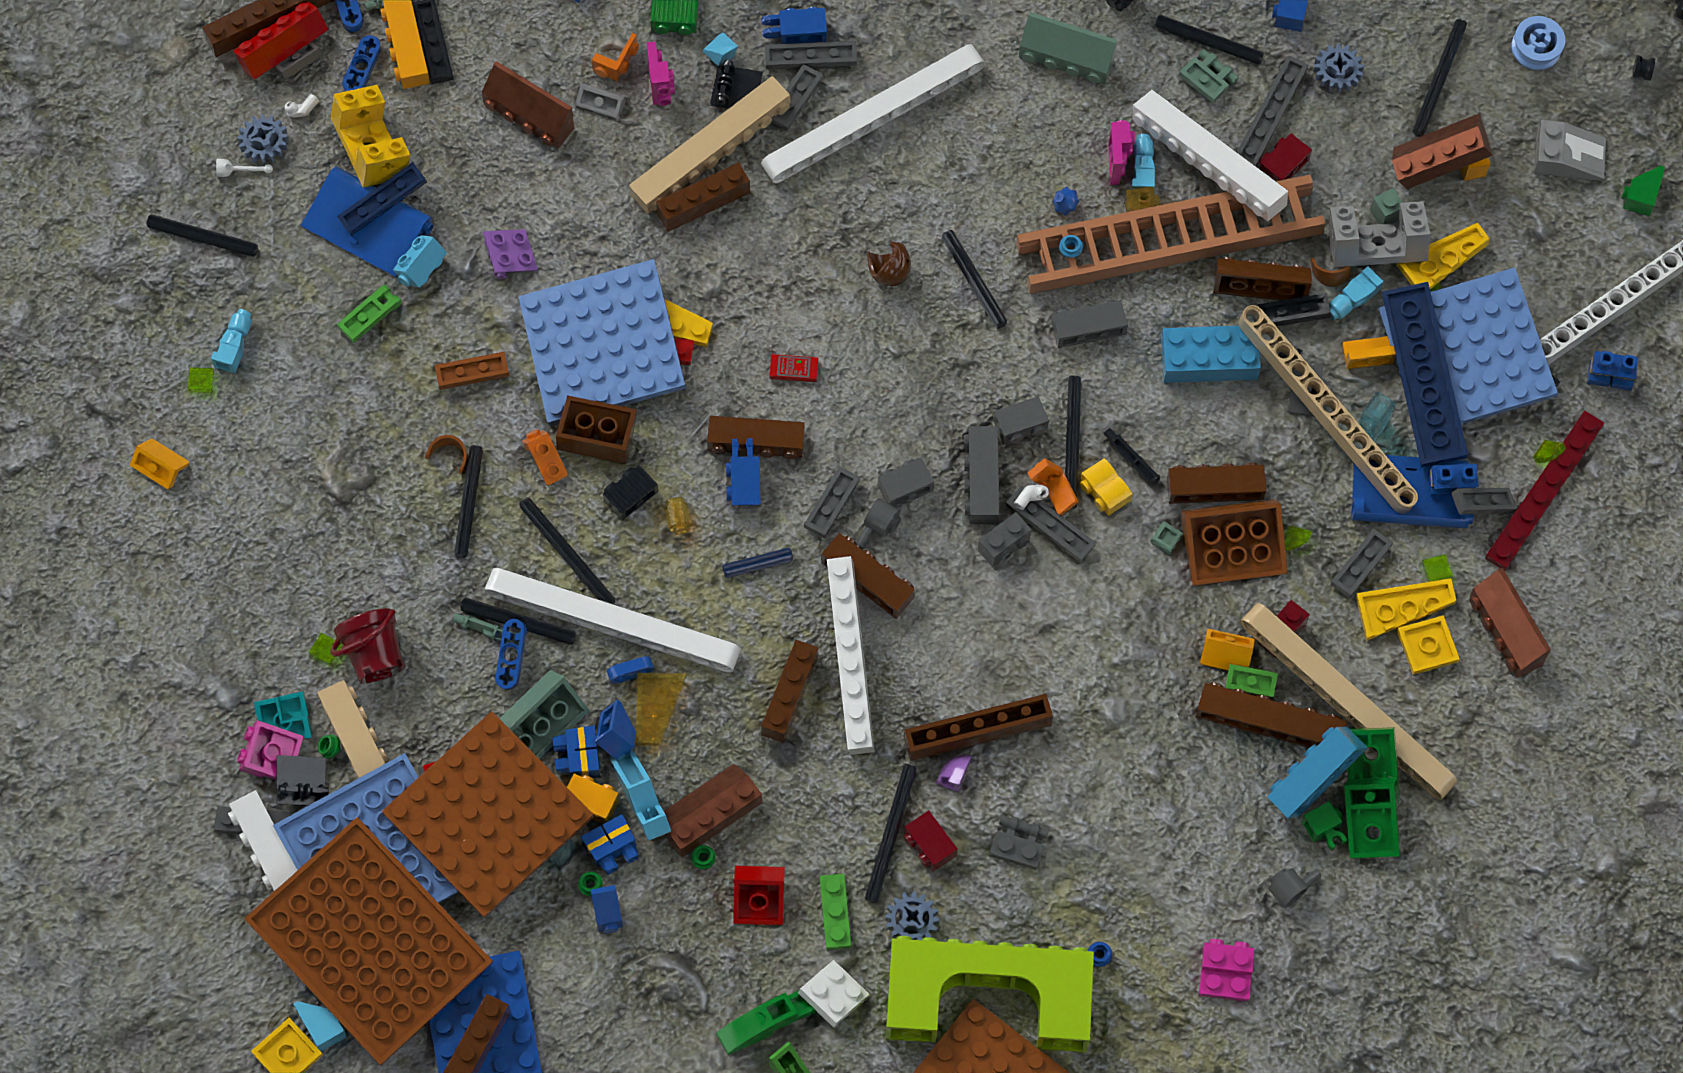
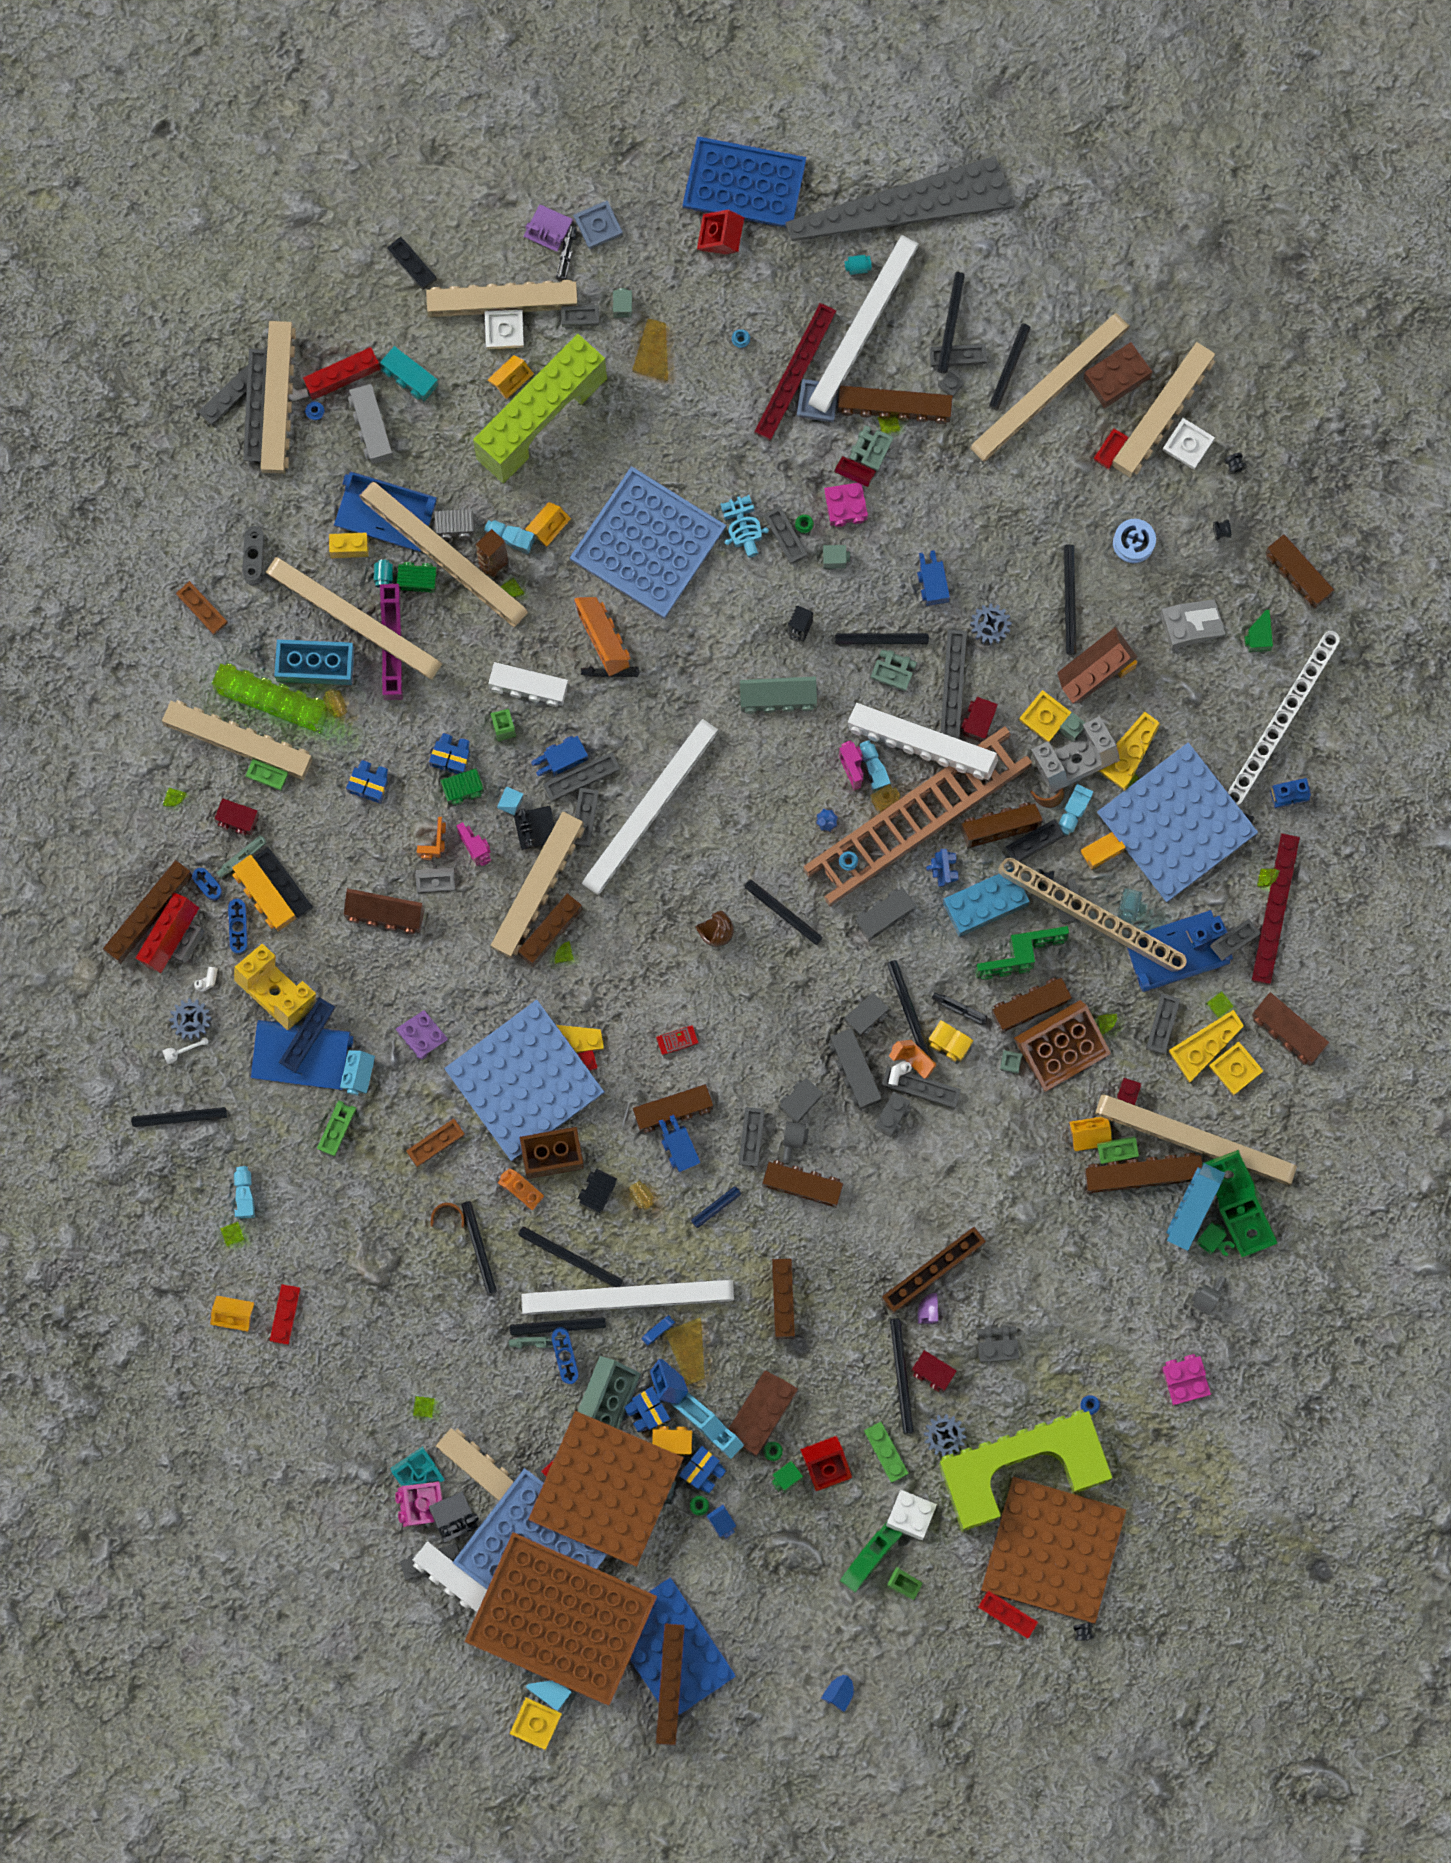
camera: 20 degrees left, 10 degrees up
(217, 488) = (285, 1314): none -> red plate
(329, 746) = (461, 1481): green plate -> none
(370, 644) = (459, 1394): dark red piece -> none
(704, 889) = (786, 1477): none -> green brick
(707, 230) = (564, 953): none -> clear neon green tile
(850, 655) = (817, 1254): white brick -> none
(1172, 298) = (940, 867): none -> blue hips
(1225, 428) = (1022, 953): none -> green bracket
(1359, 184) = (1044, 716): none -> yellow plate
(1424, 374) = (1153, 855): dark blue plate -> none

